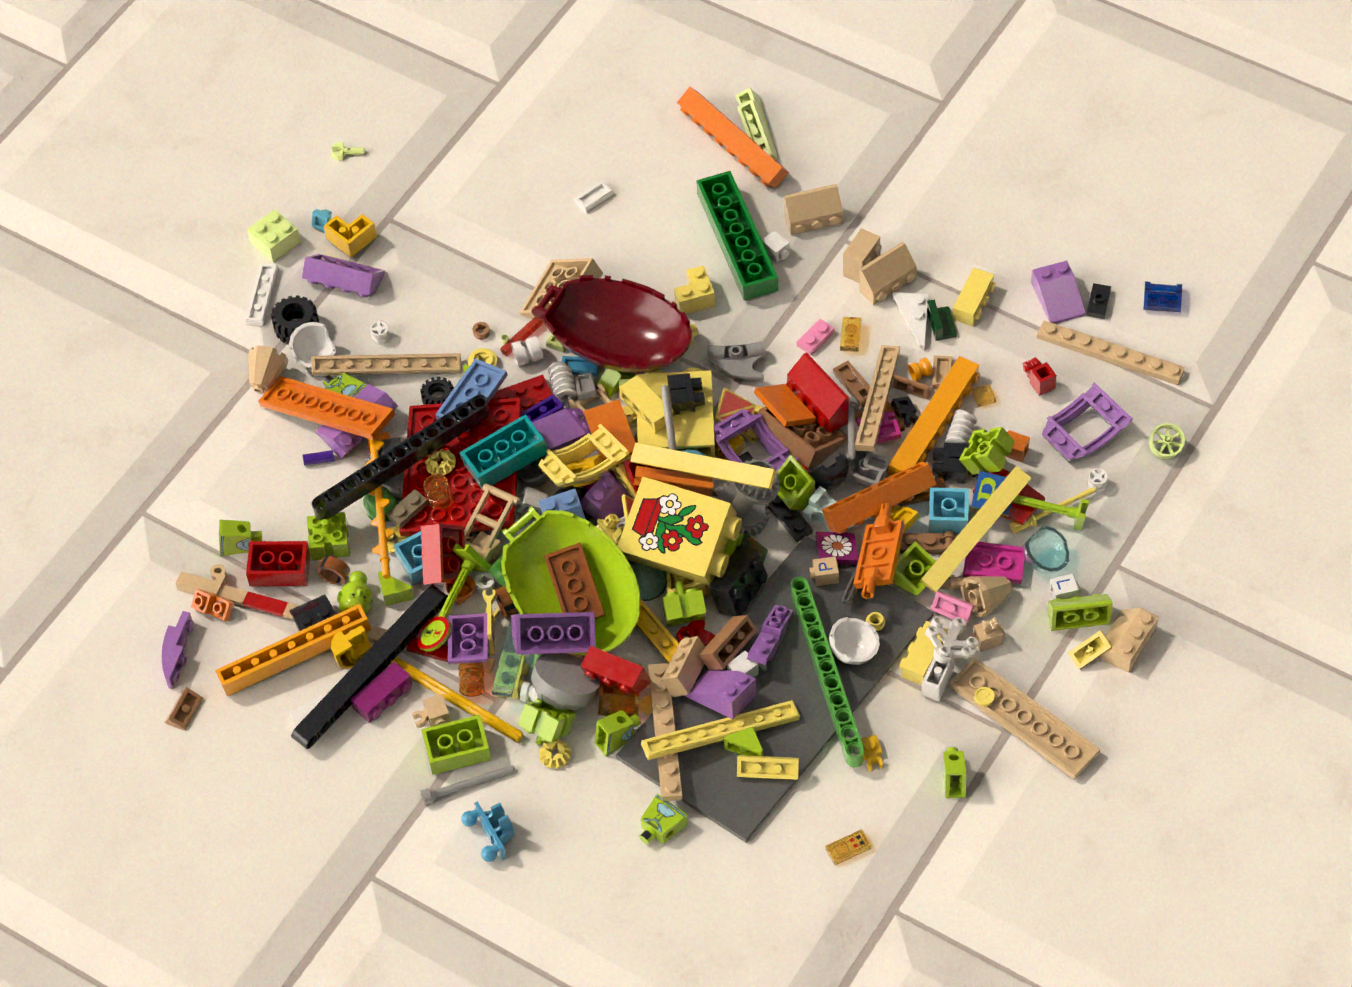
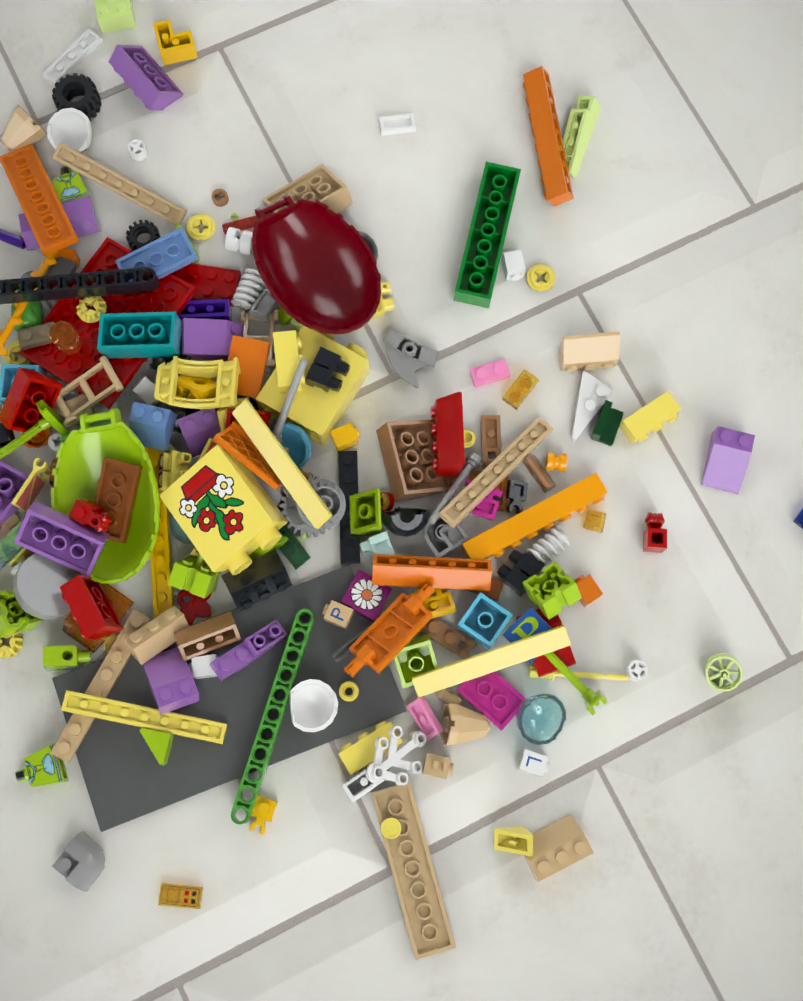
camera: 25 degrees right, 20 degrees up
(320, 218) = (162, 13): medium azure tile -> none
(563, 602) = (90, 514): none -> red brick
(698, 292) = (418, 271): light yellow brick -> none
(732, 403) = (367, 411): flag -> none
(739, 423) = (358, 425): medium lavender wedge -> none
(746, 869) = (81, 862): none -> light grey brick
(767, 767) = (161, 778): light yellow plate -> none
(784, 405) = (413, 429): orange tile -> none
(799, 242) = (541, 270): none -> light yellow gear
(813, 209) = (568, 248): tan slope -> none
(861, 251) = (579, 318): tan brick -> none
(941, 367) = (576, 472): tan tile -> none
(954, 765) = (311, 894): lime torso -> none
(1079, 612) = (531, 794): lime slope -> none
(1098, 301) = (758, 488): black plate -> none
(1102, 405) = (690, 603): medium lavender wedge -> none
(1110, 352) = (735, 547): tan plate -> none

